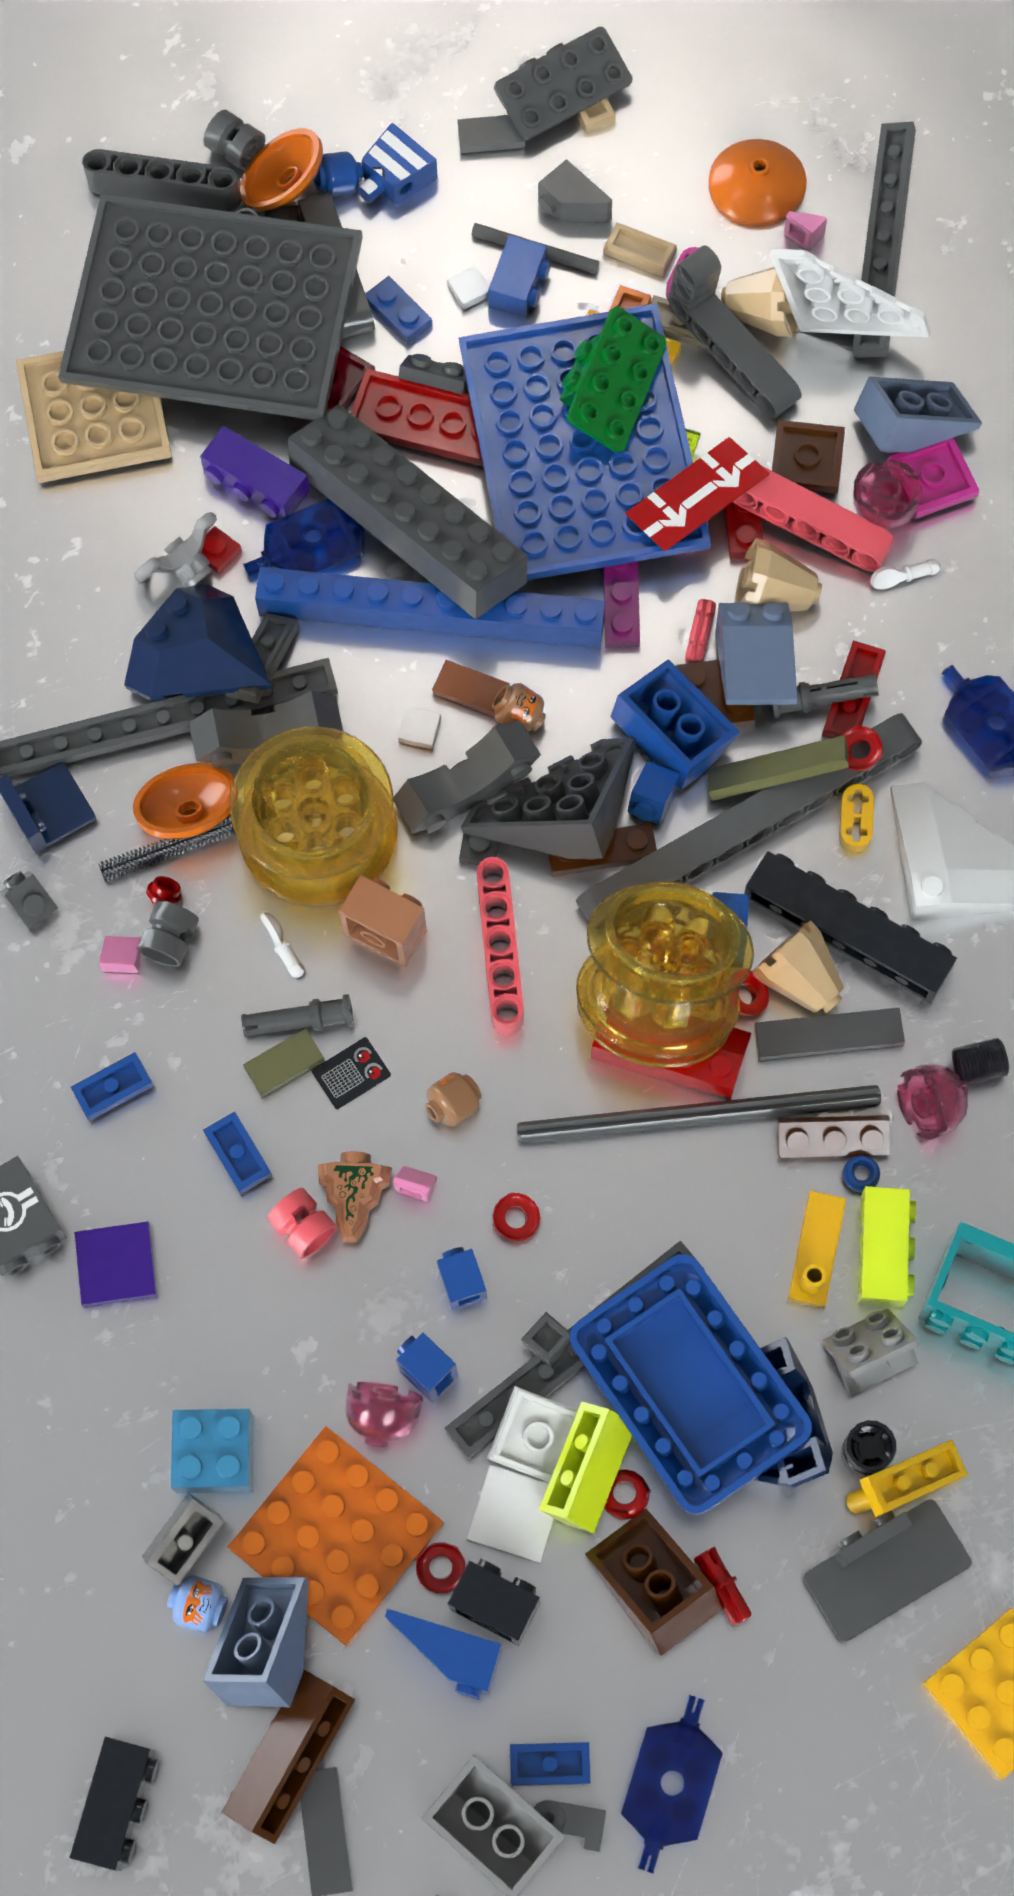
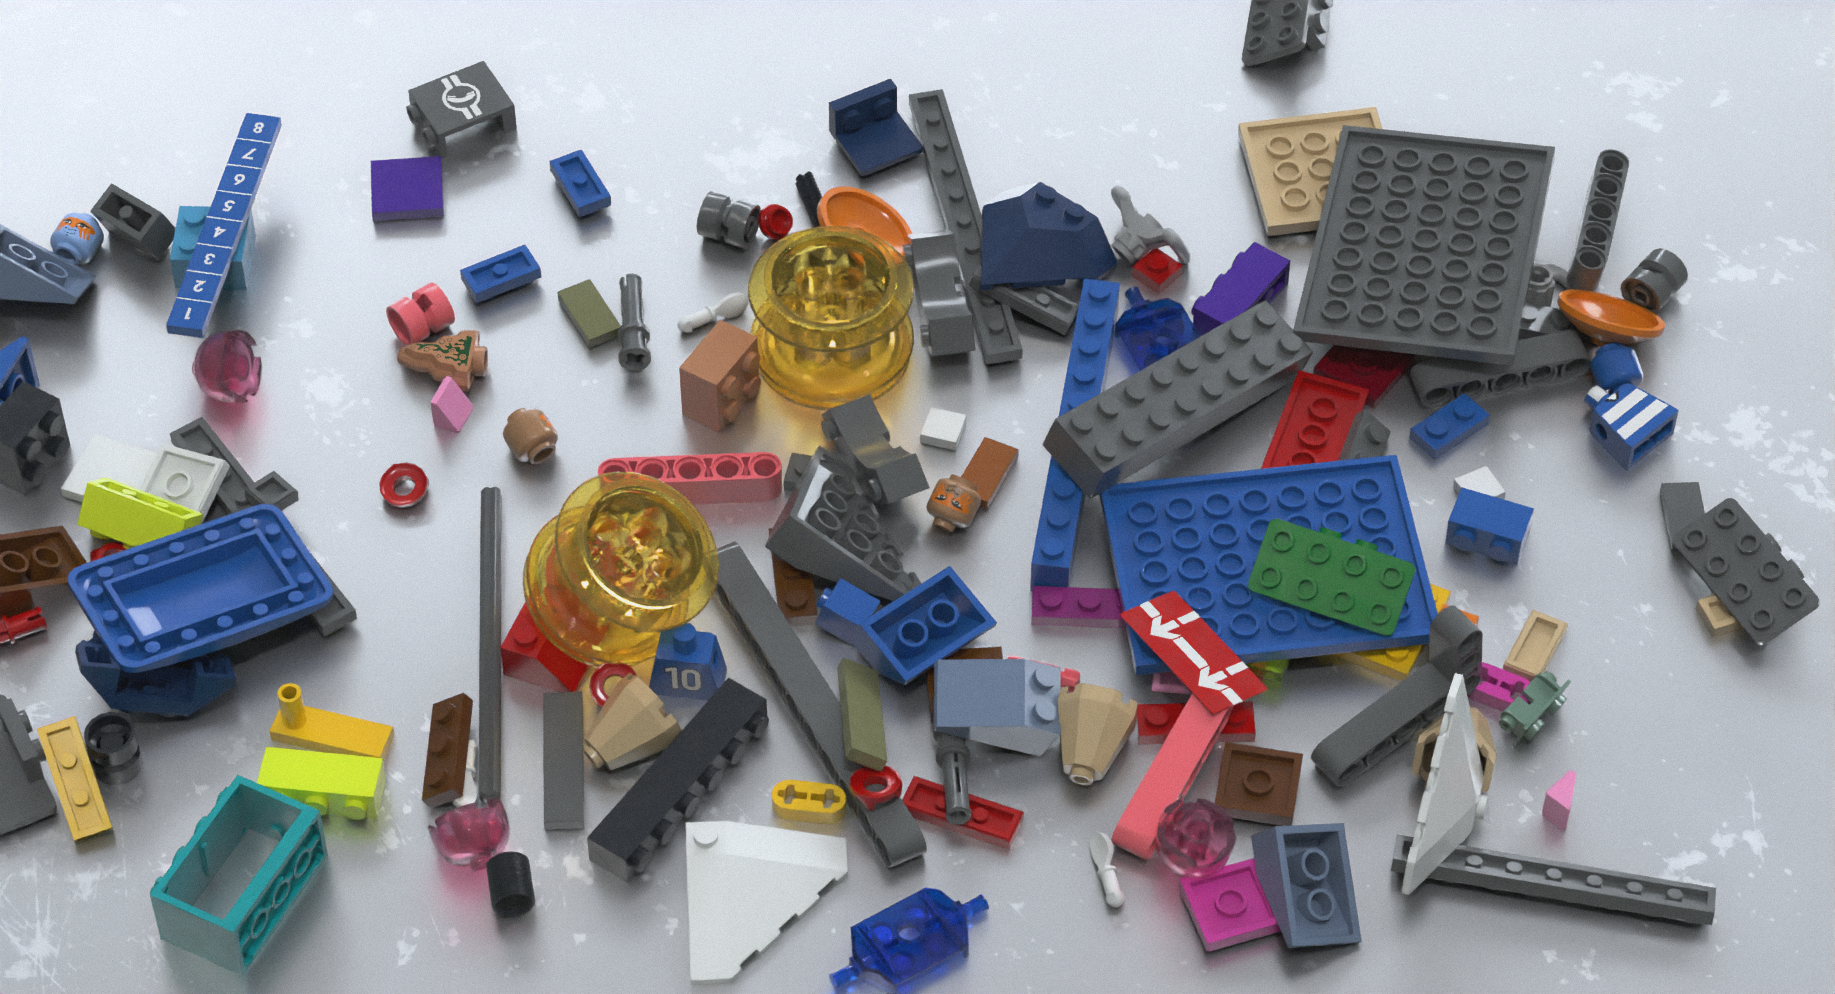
camera: 90 degrees right, 20 degrees down
(28, 898) = (779, 121): dark grey bracket -> none
(120, 954) = (714, 181): bright pink slope -> none
(208, 1427) = (224, 226): none -> blue tile
(341, 1530) = (115, 344): orange plate -> none
(351, 1073) = (574, 368): black sticker -> none
(426, 1366) = (258, 395): blue brick -> none
(435, 1584) = (75, 404): red piece -> none
(461, 1277) = (347, 436): blue brick -> none
(553, 253) = (1533, 551): dark grey bar -> none
(573, 196) = (1600, 579): dark grey slope -> none
(727, 248) = (1525, 718): none -> sand green hinge
(754, 195) = (1630, 782): orange dish -> none
(866, 1164) = (404, 766): blue plate -> none
(872, 1350) = (211, 759): light grey bracket -> none

